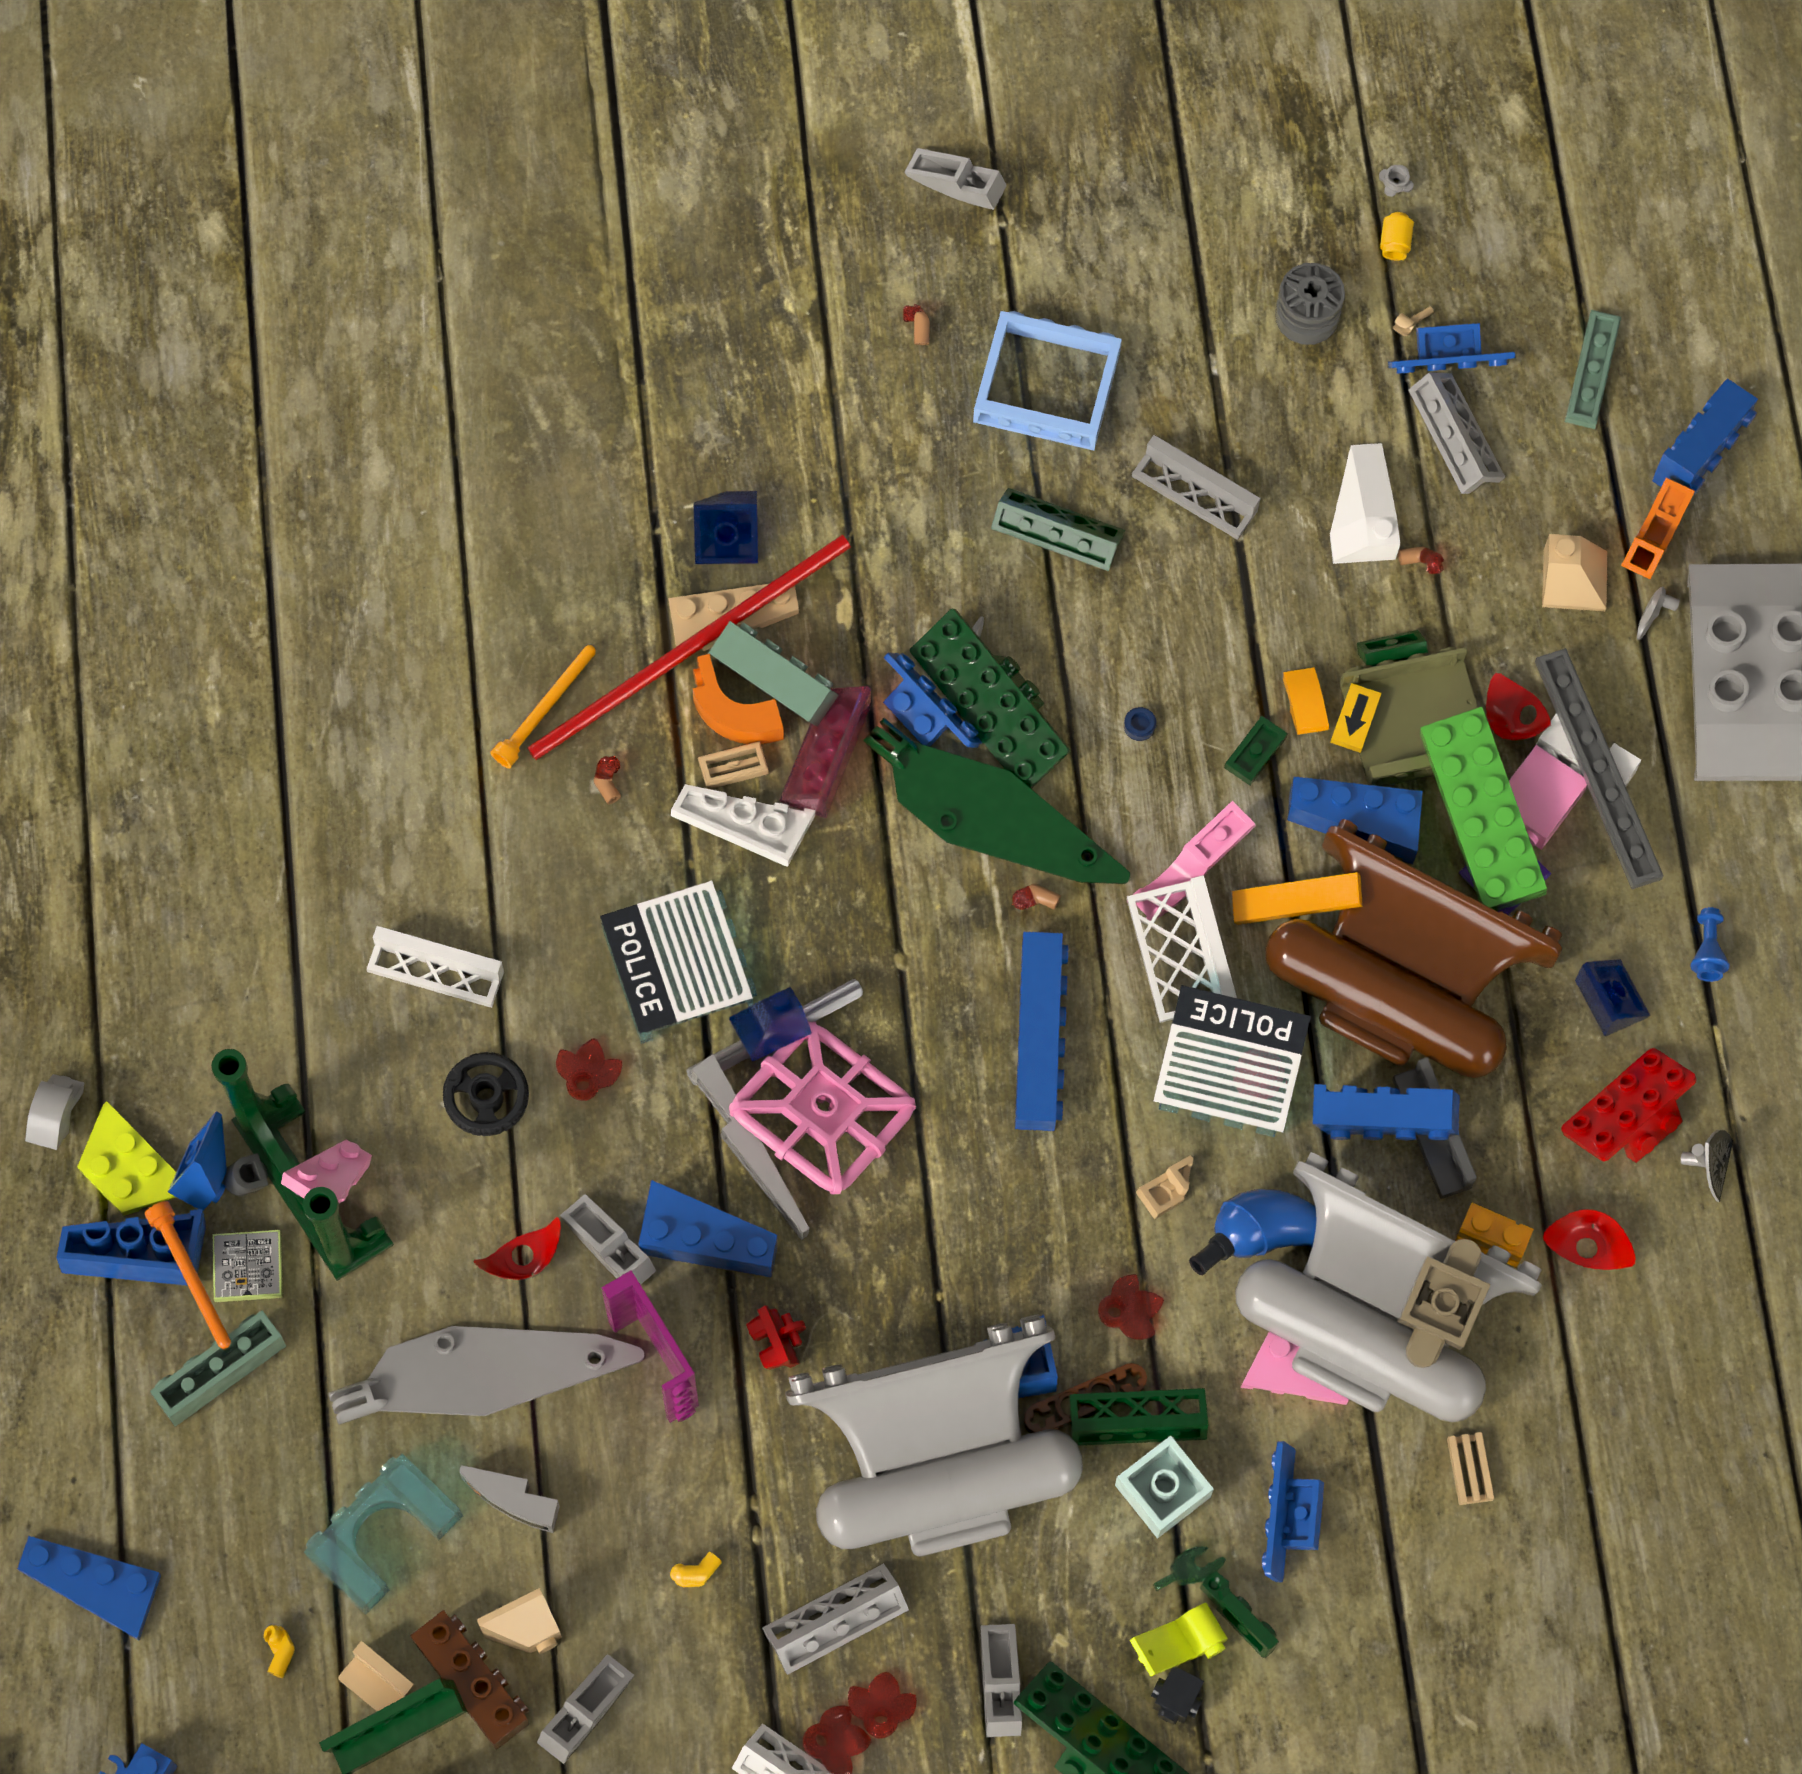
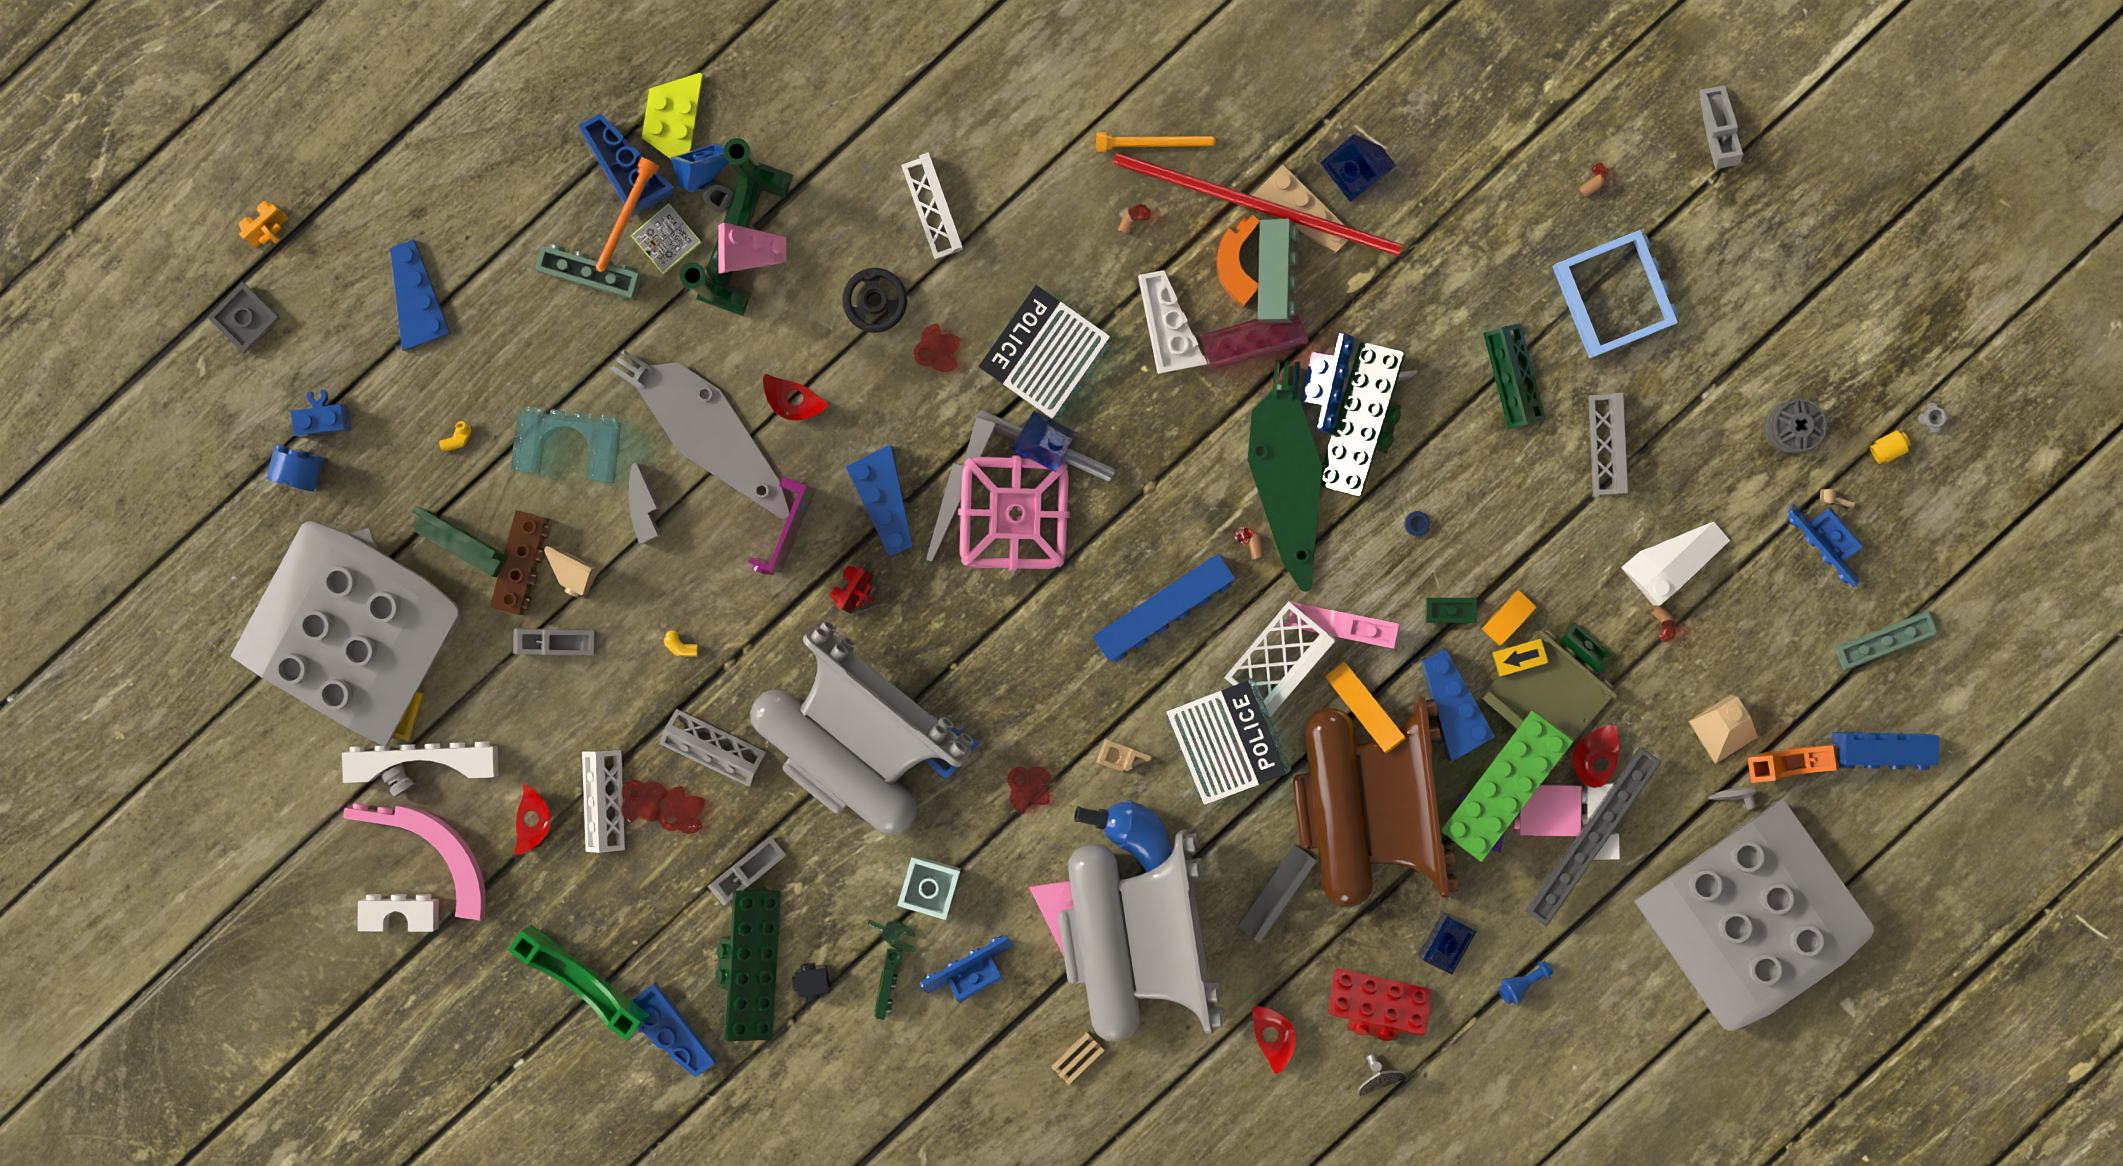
camera: 55 degrees right, 20 degrees up
(51, 1111) = (670, 45): light grey brick -> none
(374, 1679) = (480, 508): tan panel -> none
(607, 1240) = (838, 444): light grey slope -> none
(737, 776) = (1196, 298): tan tile -> none
(1085, 1409) = (950, 803): reddish brown beam -> none
(1138, 1428) = (956, 847): dark green fence -> none
(1180, 1640) = (842, 960): neon yellow door -> none
(1386, 1112) = (1261, 860): blue wedge -> none
(1443, 1303) = (1154, 984): dark tan brick -> none
(1454, 432) = (1771, 581): light grey fence -> none
(1491, 1229) = (1234, 976): light orange brick -> none

